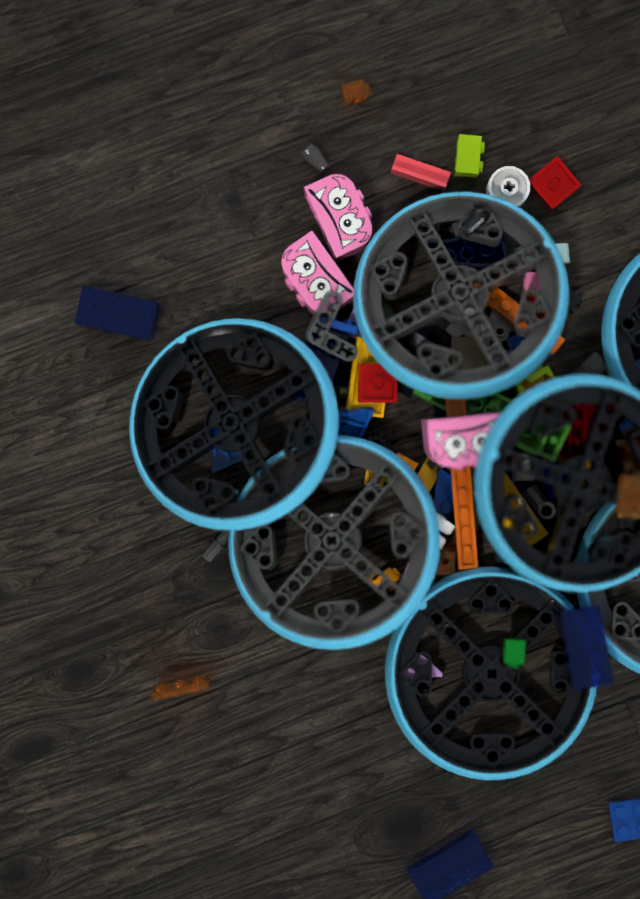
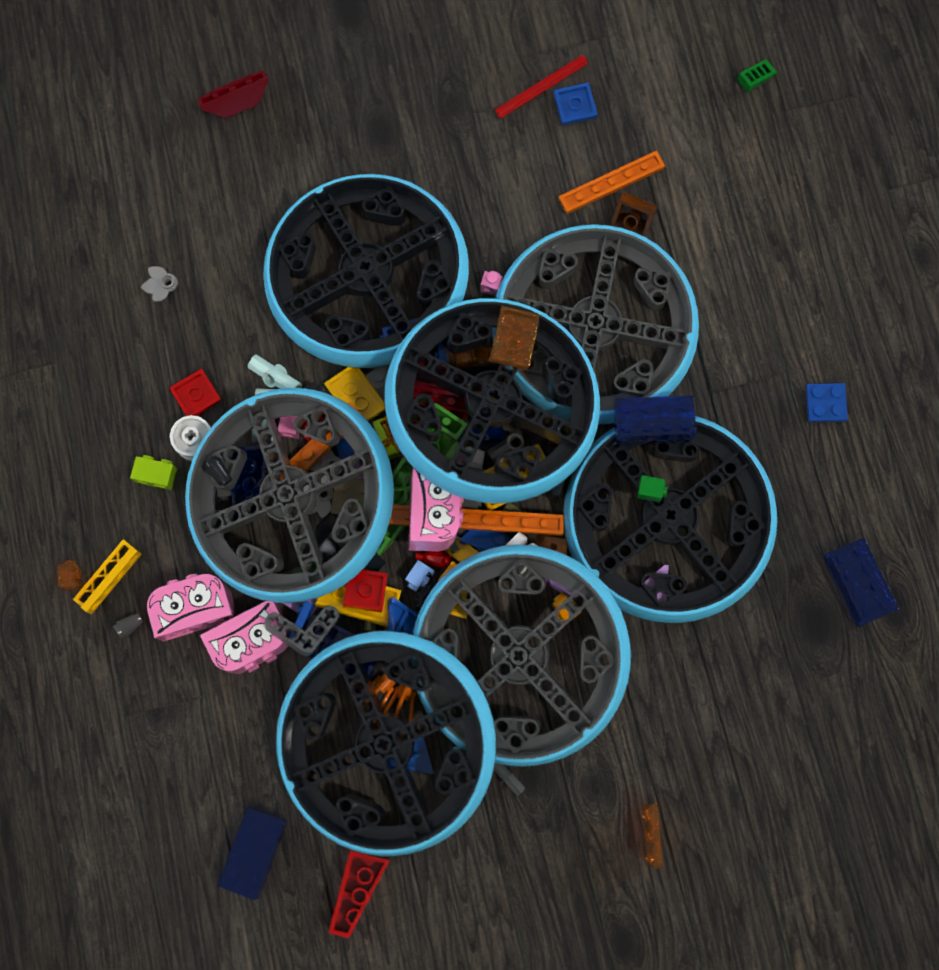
camera: 80 degrees left, 10 degrees down
(96, 415) = (356, 887): none -> red wedge
(282, 433) = (404, 694): none -> orange plant
(289, 412) = (382, 684): none -> orange plant
(357, 132) = (110, 580): none -> yellow fence
(399, 433) = (418, 576): none -> light blue brick
(417, 447) = (435, 559): none -> red plant
(420, 172) = (162, 522): coral panel -> none
(581, 340) = (355, 388): none -> yellow plate
(584, 259) = (272, 374): none -> light aqua piece

